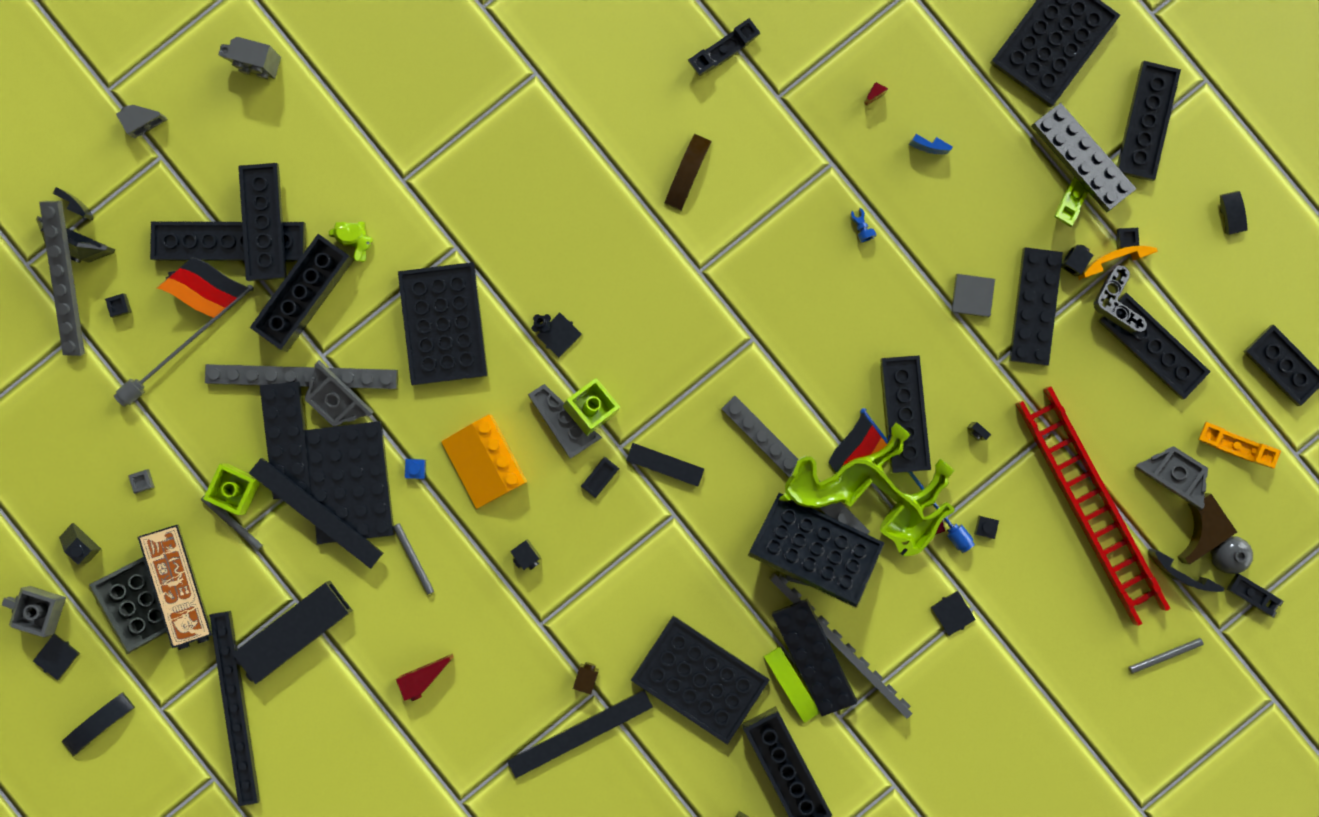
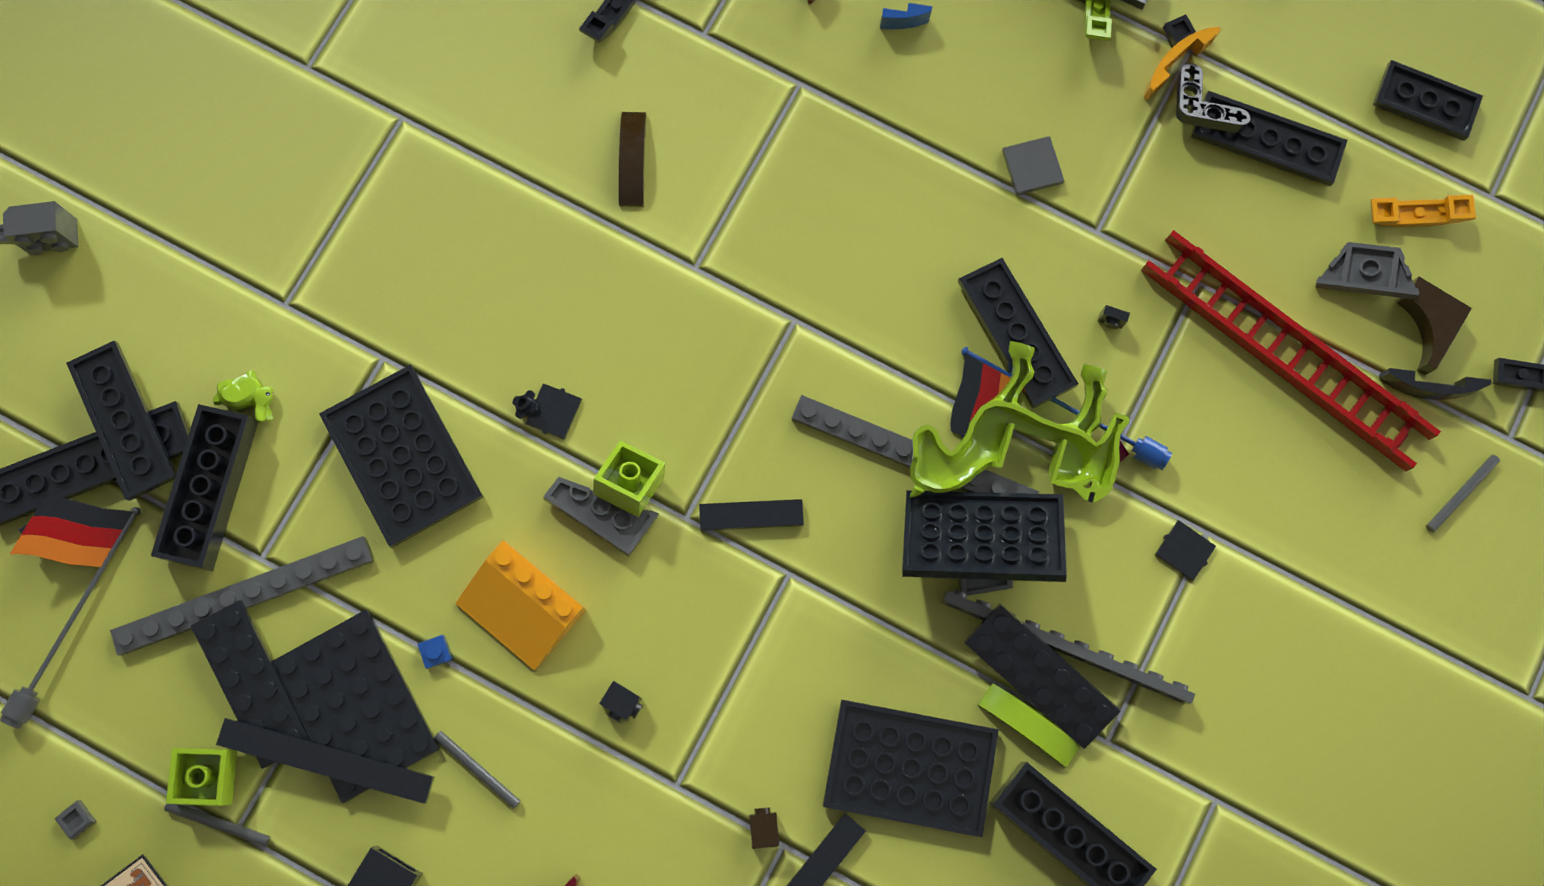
camera: 30 degrees left, 10 degrees down
(333, 398) = (294, 603): dark grey wing -> none
(600, 477) = (676, 564): black tile -> none
(866, 234) = (875, 145): blue piece -> none
(986, 527) = (1176, 428): black plate -> none
(1035, 306) = (1112, 150): black plate -> none
(1077, 260) = (1133, 77): black brick -> none
(1232, 555) = (1479, 340): dark grey cylinder -> none

